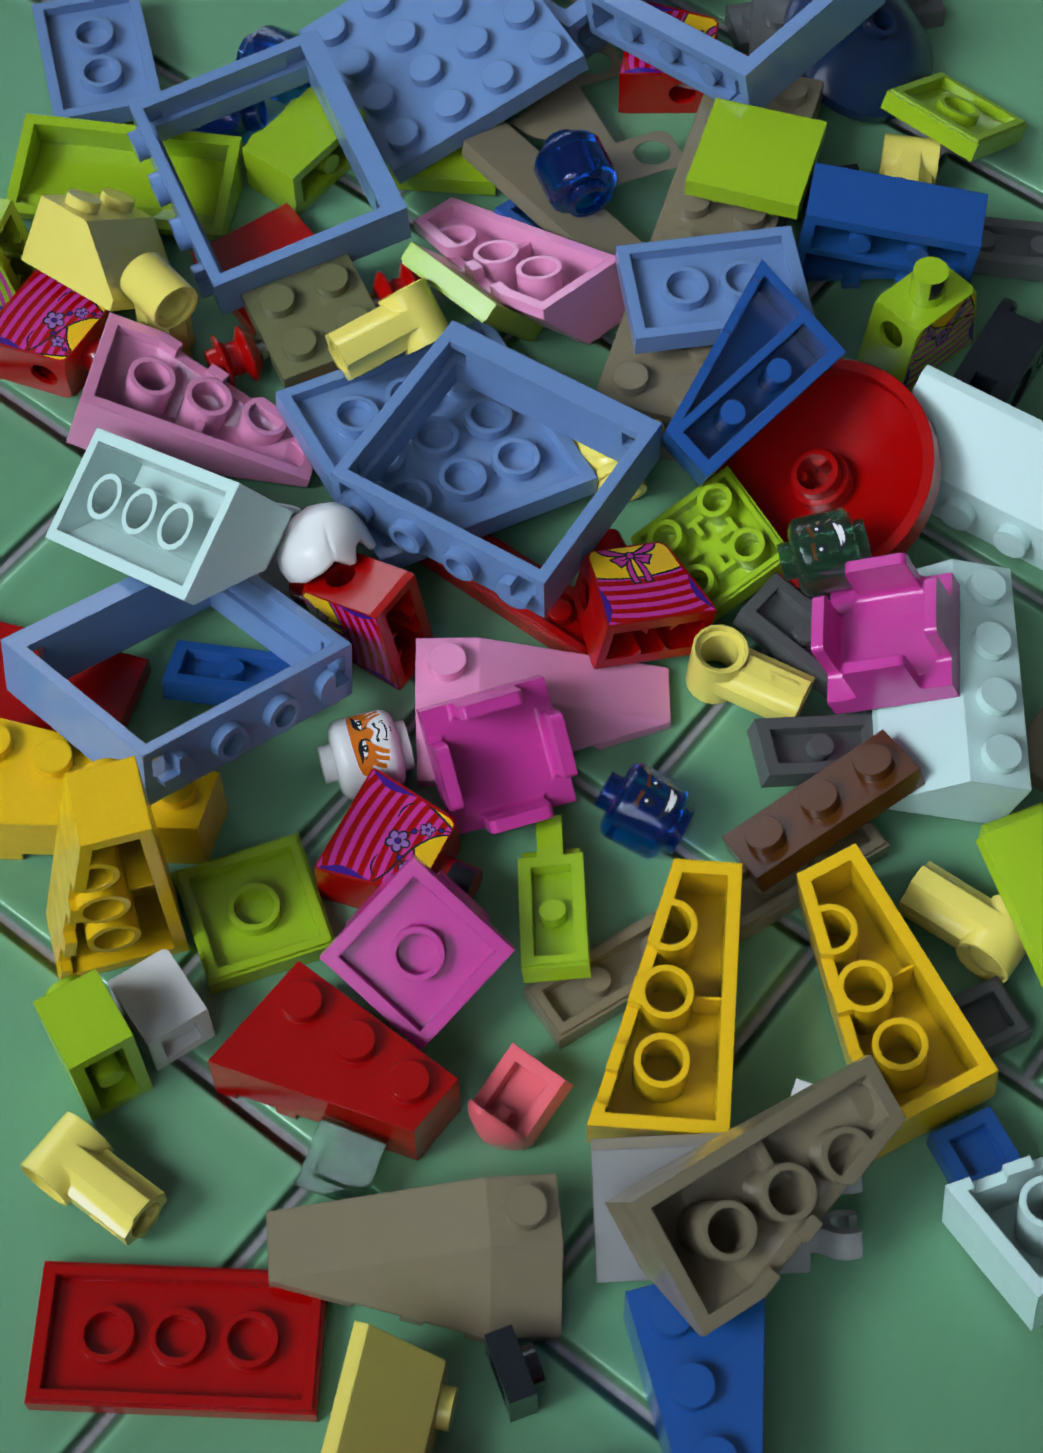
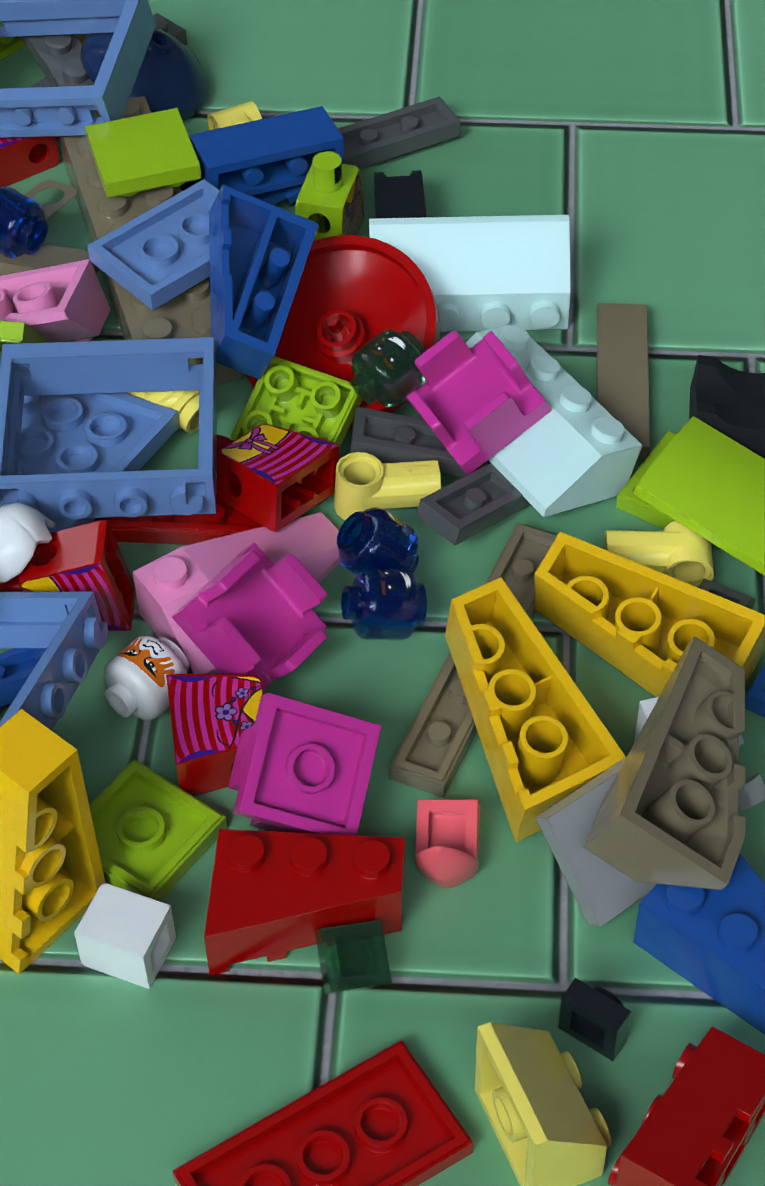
camera: 35 degrees left, 10 degrees down
(80, 1169) = (149, 1085): light yellow piece -> none
(93, 1043) = (98, 981): lime brick -> none
(433, 1254) = (490, 960): dark tan wedge -> none
(553, 908) = (373, 694): lime hinge -> none
(681, 743) = (377, 540): none -> clear blue head
(823, 810) = (515, 526): reddish brown plate -> none
(954, 116) = (246, 85): lime tile -> none

